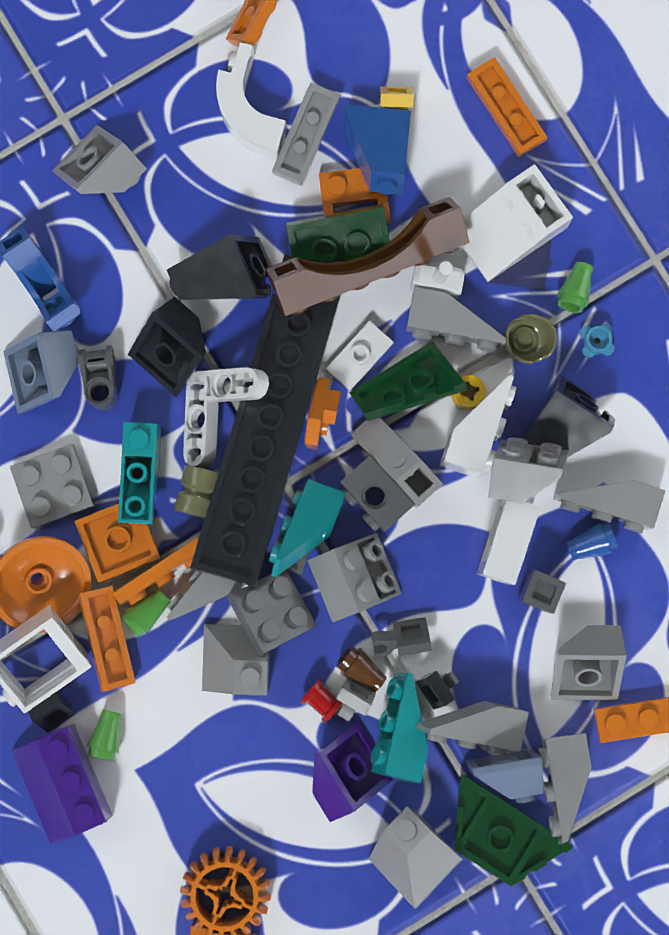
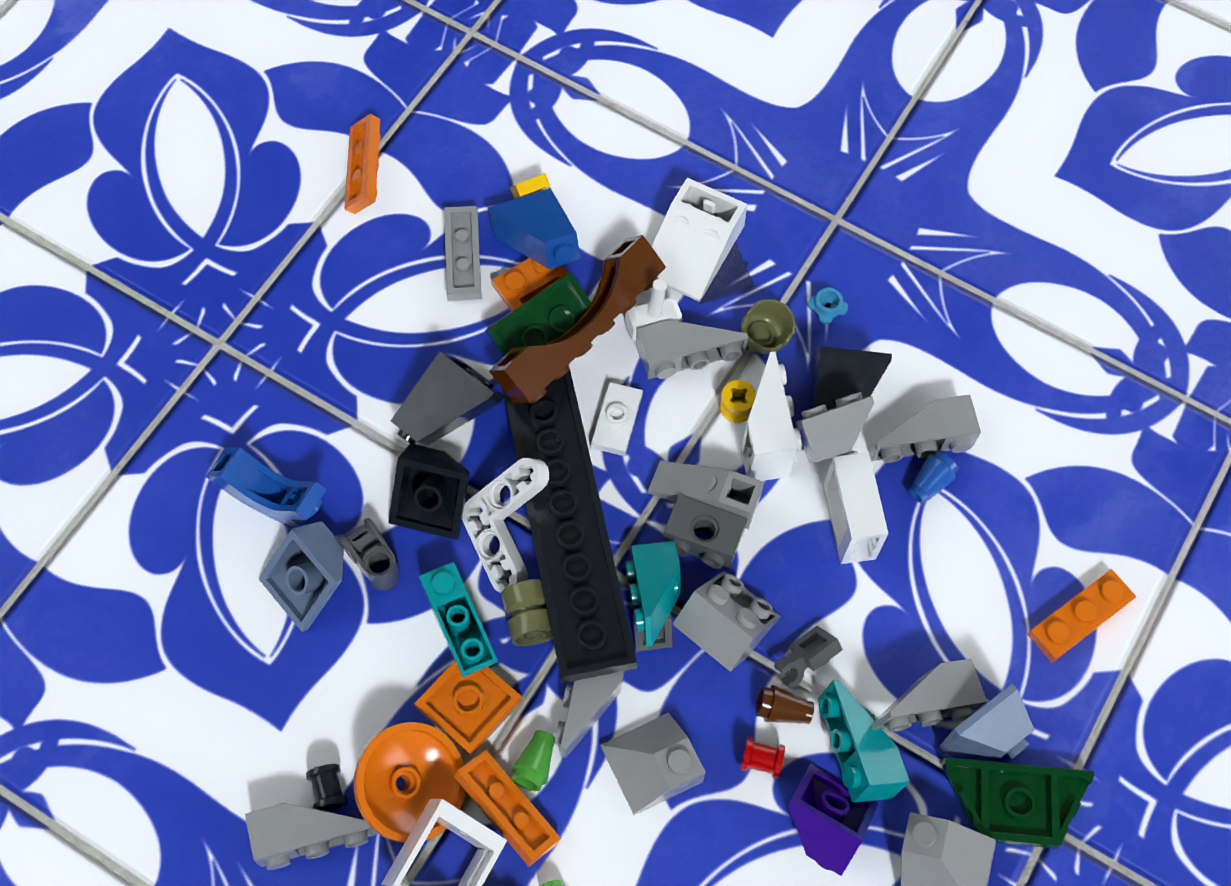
camera: 30 degrees left, 20 degrees down
(52, 486) = (373, 685): light grey plate -> none
(100, 165) = (278, 358): light grey slope -> none
(158, 574) = (529, 713): orange plate -> none
(250, 128) = (396, 266): white arch -> none
(271, 612) = (663, 691): dark grey plate -> none
(321, 413) = (609, 471): orange plate -> none
(354, 698) = (793, 737): light grey tile -> none
(409, 383) = (678, 416): dark green wing -> none
(437, 687) = (870, 686): black tile -> none
(506, 107) = (633, 154): orange plate -> none
(541, 591) = (913, 541): dark grey brick -> none
(567, 773) = (1049, 709): light grey slope -> none
(576, 289) = (783, 271): bright green cone -> none
(590, 665) = (1002, 589): light grey slope -> none

